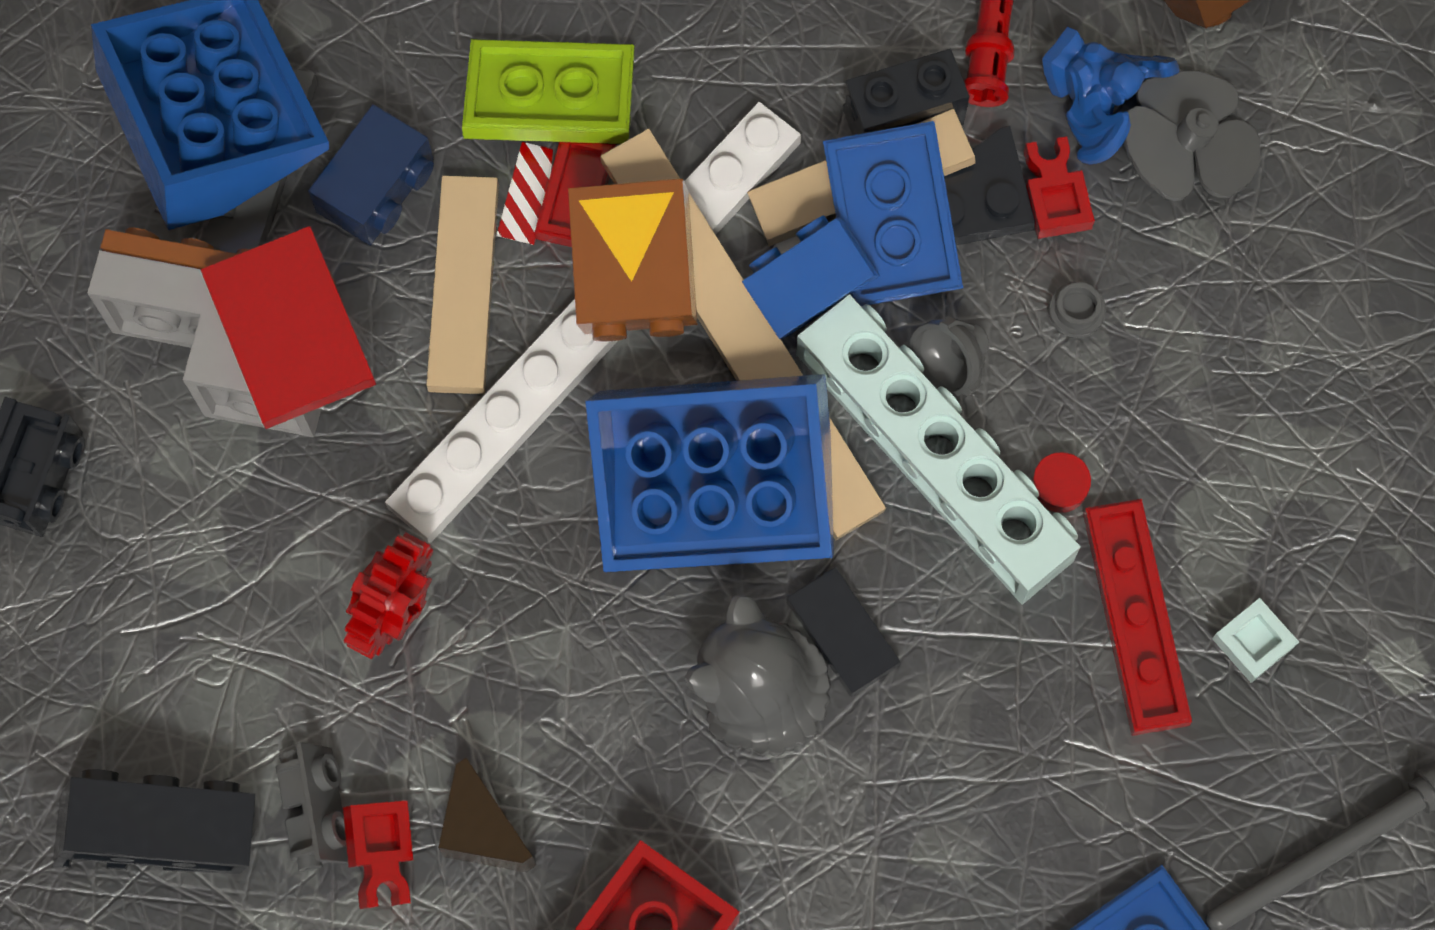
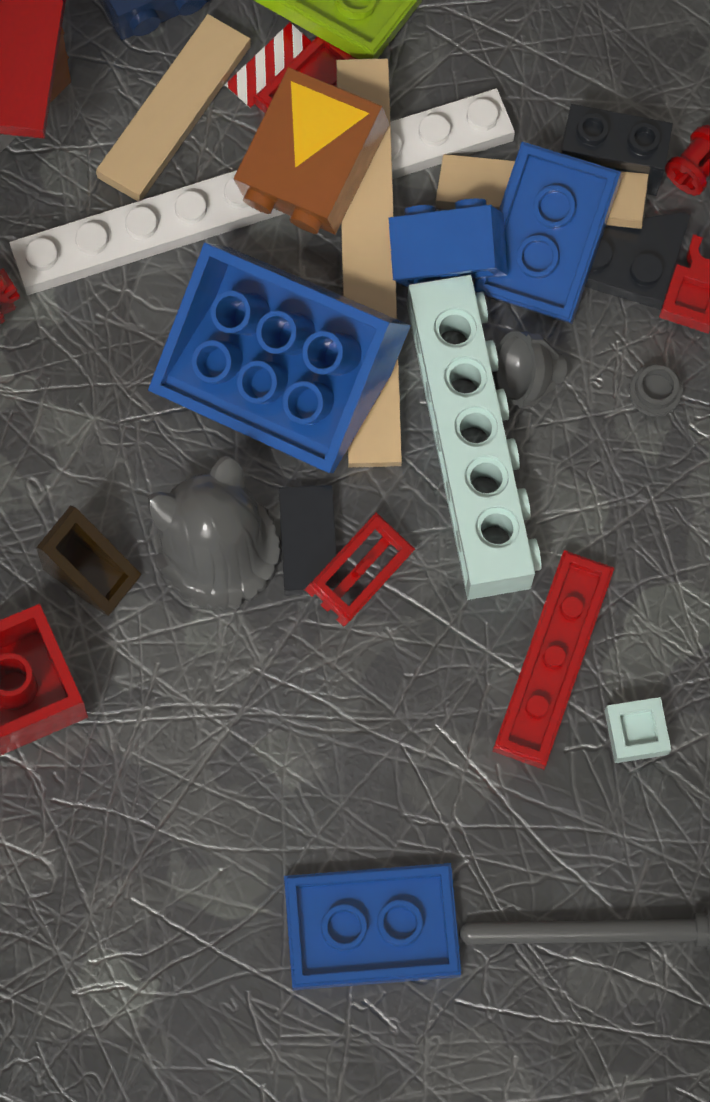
camera: 25 degrees right, 0 degrees up
(652, 772) = (86, 561): none -> dark brown slope
(903, 675) = (332, 599): none -> red tile
(1062, 482) = (557, 519): red tile -> none

